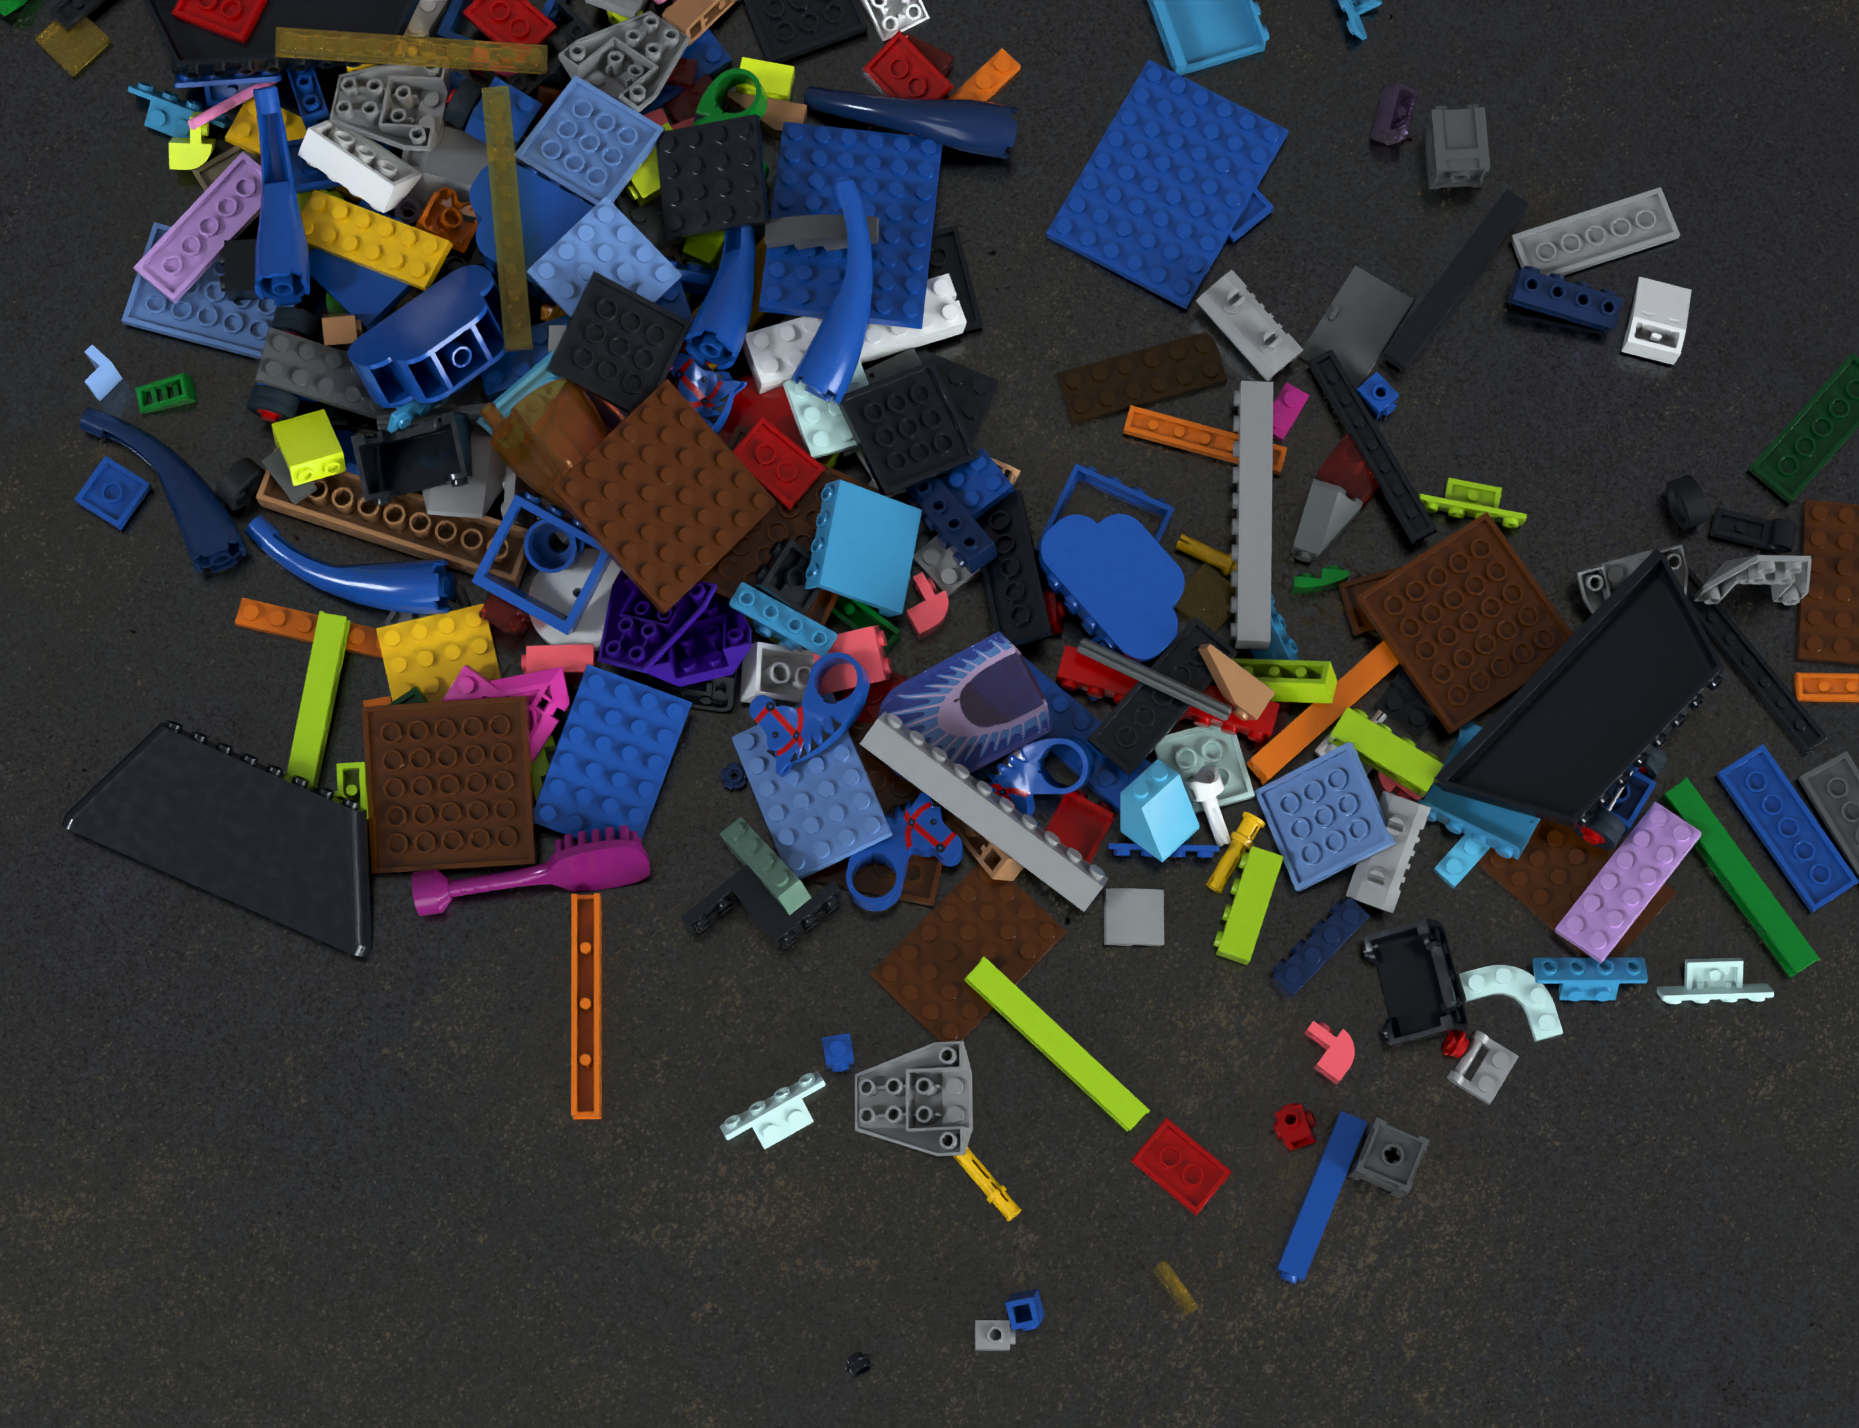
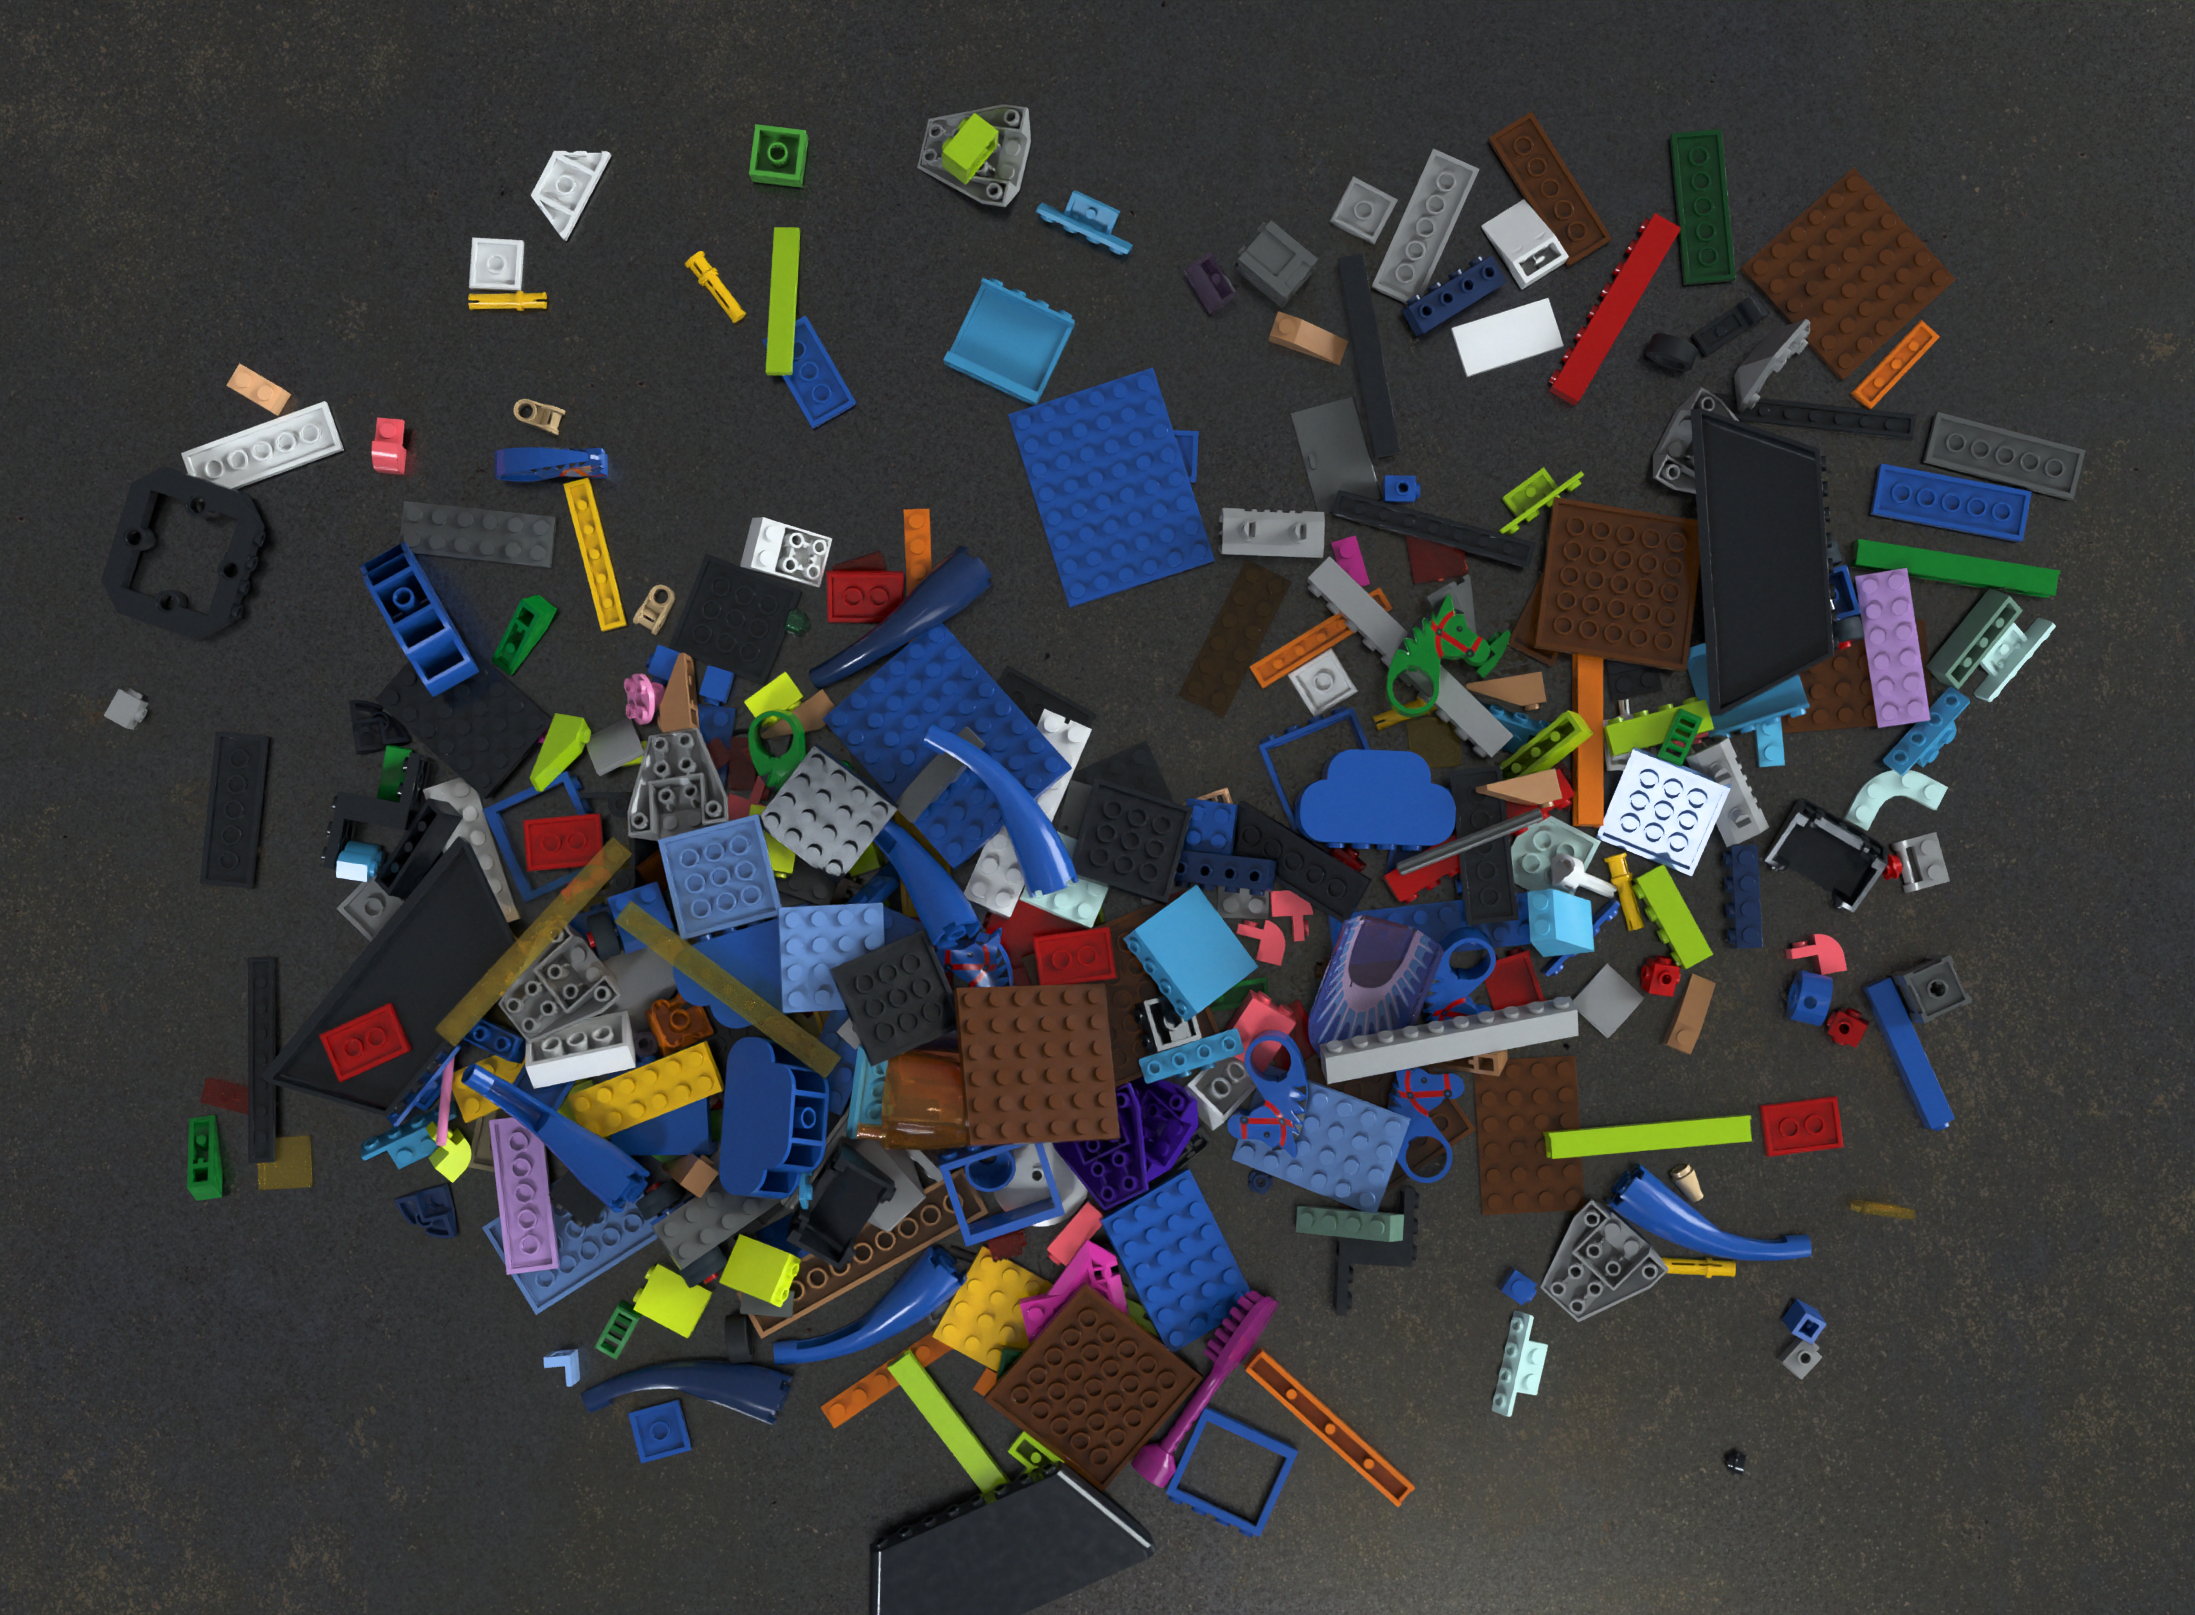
camera: 45 degrees left, 10 degrees up
(133, 176) = (430, 1209): none -> dark blue brick
(224, 412) = (670, 1299): none -> neon yellow brick
(437, 985) = (1249, 1433): none -> blue window
(736, 28) = (716, 685): none -> blue brick
(839, 45) = (796, 622): none -> clear green piece
(973, 600) = (1289, 904): none -> coral brick
(1006, 1115) = (1663, 1213): none -> blue brick
(1049, 1113) = (1686, 1180): none -> tan cone
(1172, 474) = (1322, 683): none -> white tile
(1184, 992) = (1689, 1015): none -> medium nougat slope
(1190, 948) = (1660, 976): none -> red brick
(1271, 510) = (1434, 638): none -> green animal
(1303, 1070) = (1809, 997): none -> blue piece
(1309, 624) = (1516, 691): none -> medium nougat slope
(1412, 752) = (1680, 714): none -> green slope
(1423, 223) = (1307, 338): none -> medium nougat slope
(1562, 181) = (1363, 211): none -> light grey tile
(1574, 373) = (1507, 337): none -> white tile
(1676, 431) = (1614, 309): none -> red brick
(1699, 941) = (1974, 638): none -> sand green brick
(1718, 301) = (1549, 187): none -> reddish brown plate

